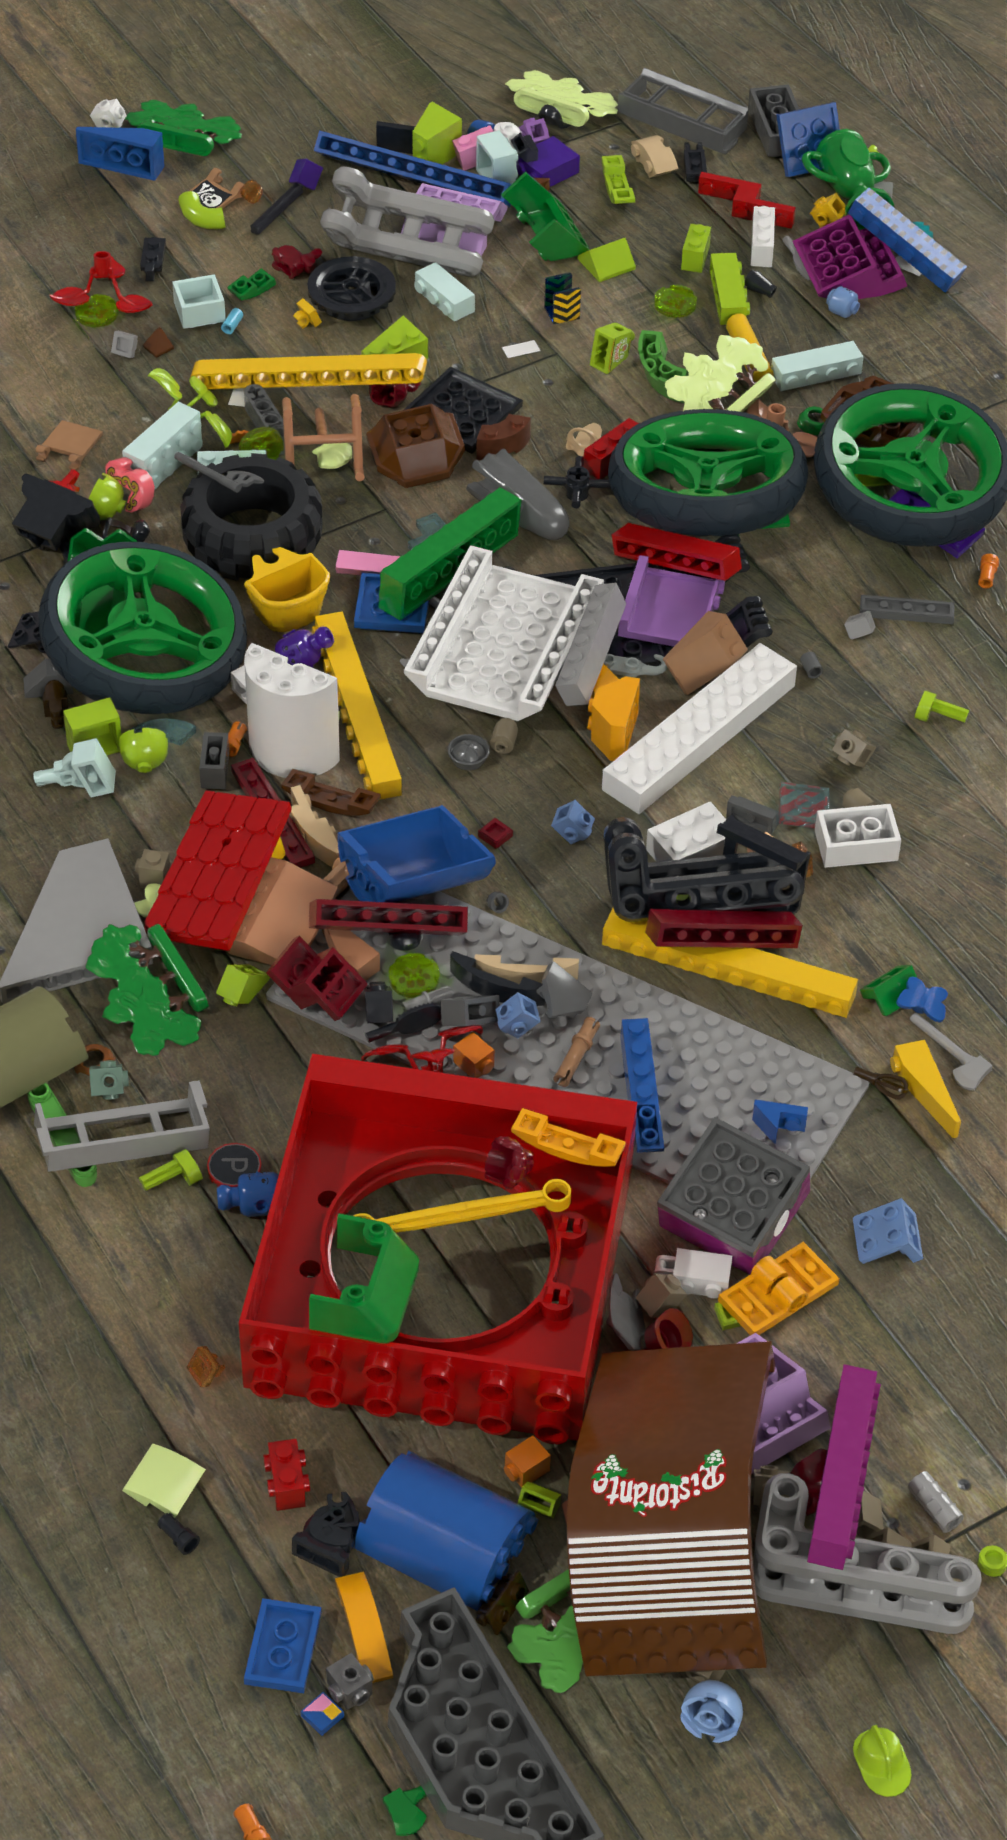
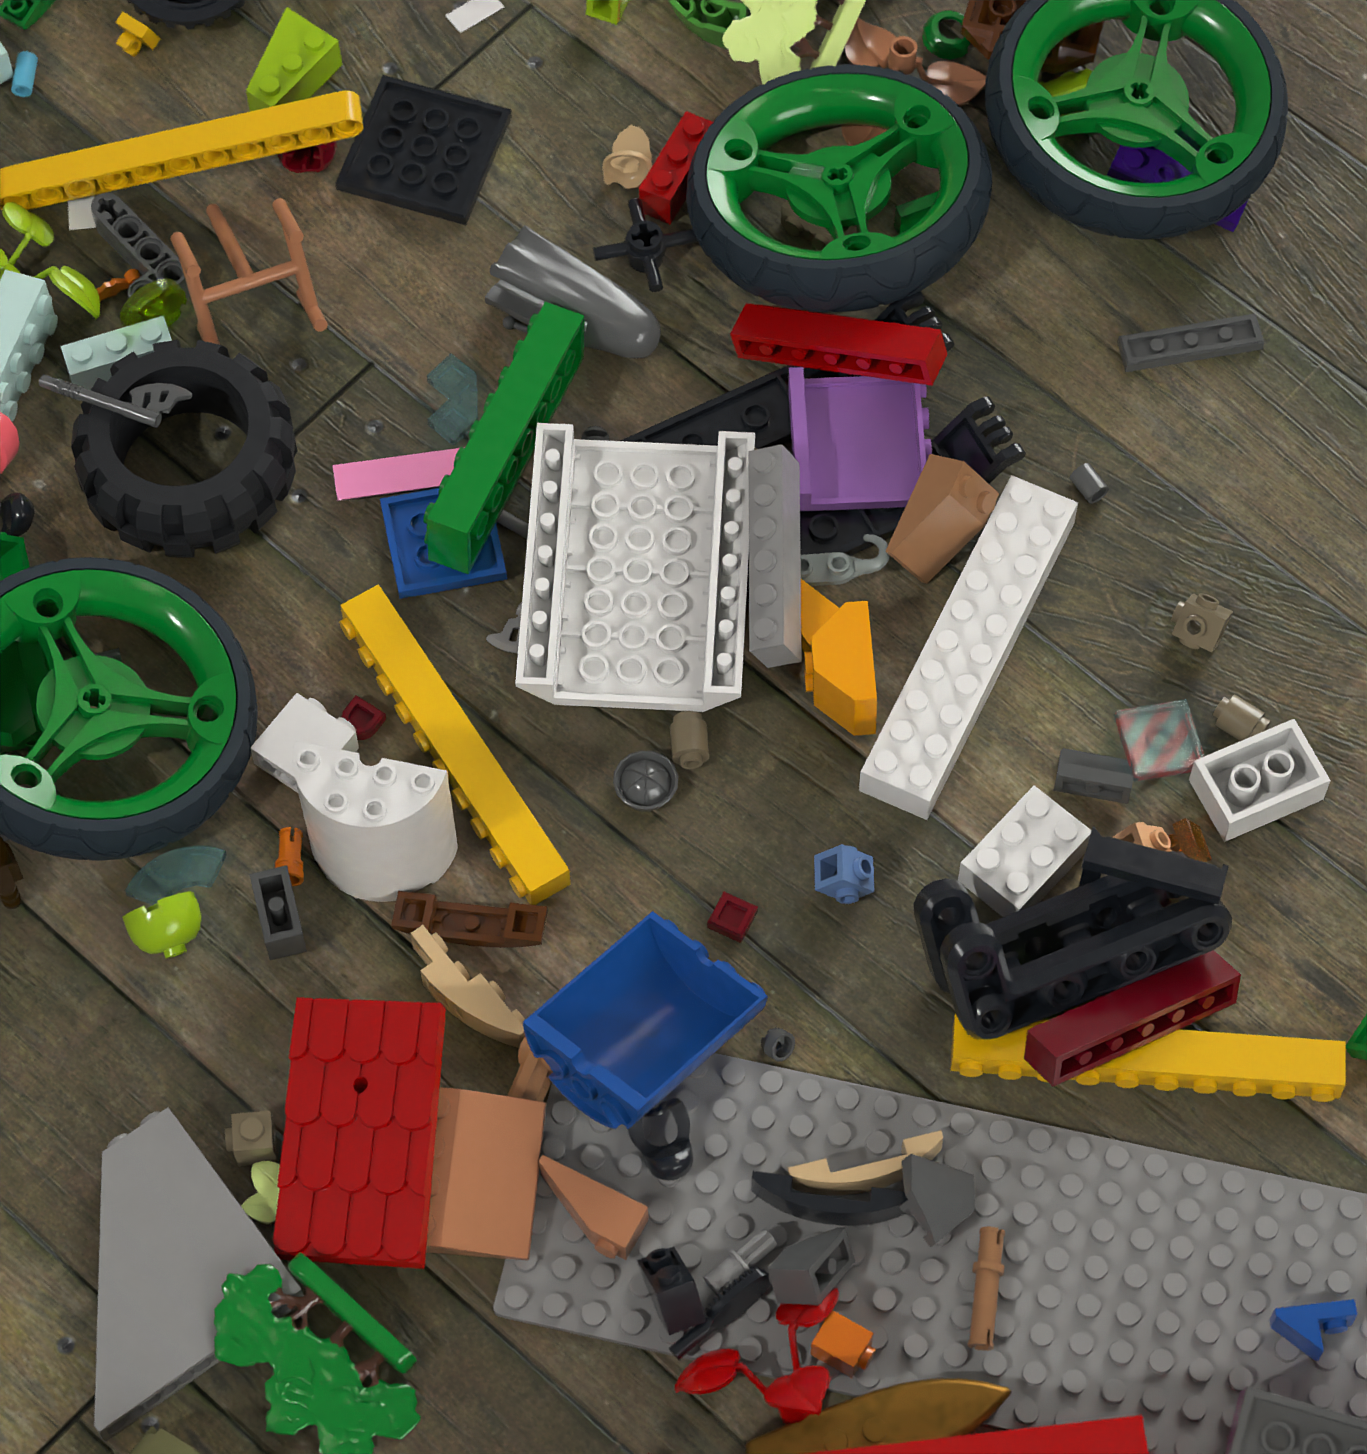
camera: 15 degrees left, 15 degrees up
(83, 767) = (90, 982): light aqua brick -> none
(94, 721) = (76, 911): lime piece -> none
(241, 983) = (455, 1306): lime slope -> none
(256, 785) = (388, 971): dark red plate -> none
(287, 591) = (286, 569): yellow piece -> none
(303, 646) = (341, 668): dark purple piece -> none
(317, 978) = (570, 1279): dark red bracket -> none
(333, 455) = (265, 297): yellowish green animal -> none
(388, 917) = (643, 1147): dark red brick -> none
(413, 975) = (703, 1218): clear neon green tile -> none
(416, 445) = (387, 268): reddish brown piece -> none
(509, 434) = (507, 191): copper brick -> none
(517, 1015) = (884, 1256): medium blue brick -> none
(641, 1083) = (1102, 1325): blue slope -> none
(860, 625) = (1134, 391): light grey slope -> none
(930, 703) = (1281, 508): lime piece -> none
(988, 567) = (1283, 236): orange pin -> none

